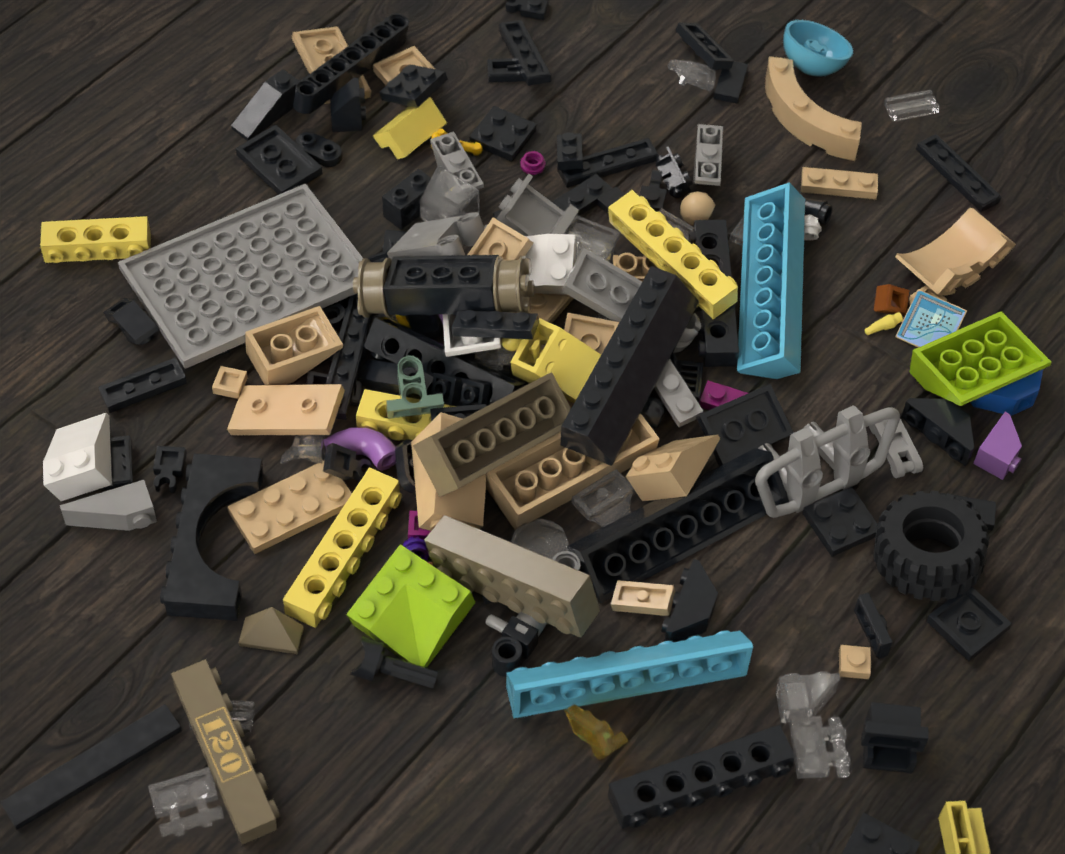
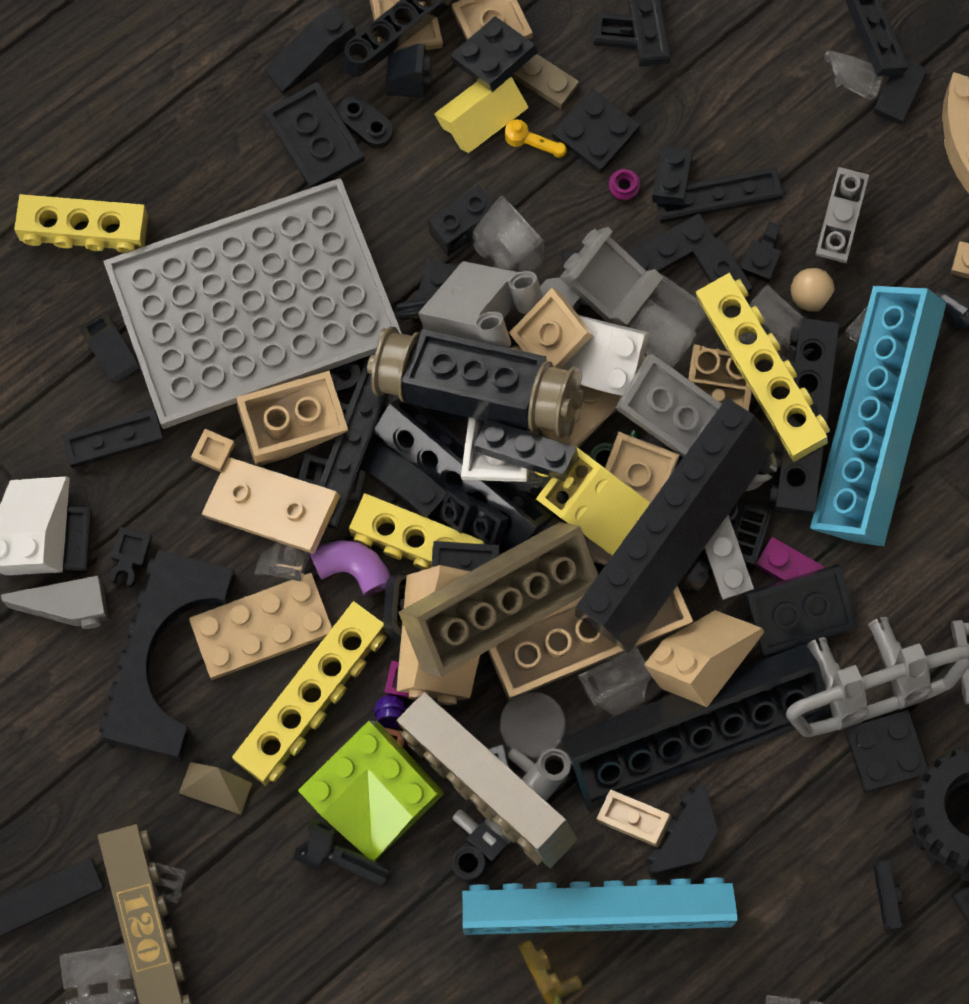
camera: 15 degrees right, 20 degrees up
(342, 463) = (326, 588): black plate -> none
(409, 385) = (420, 508): sand green tile -> none
(453, 158) = (527, 180): light grey slope -> none
(457, 106) = (547, 81): none -> dark tan plate
(671, 165) = (796, 215): black hinge -> none
(804, 694) = (787, 970): clear slope -> none
(811, 228) = (948, 335): white plate -> none
(854, 662) = (857, 934): tan plate -> none

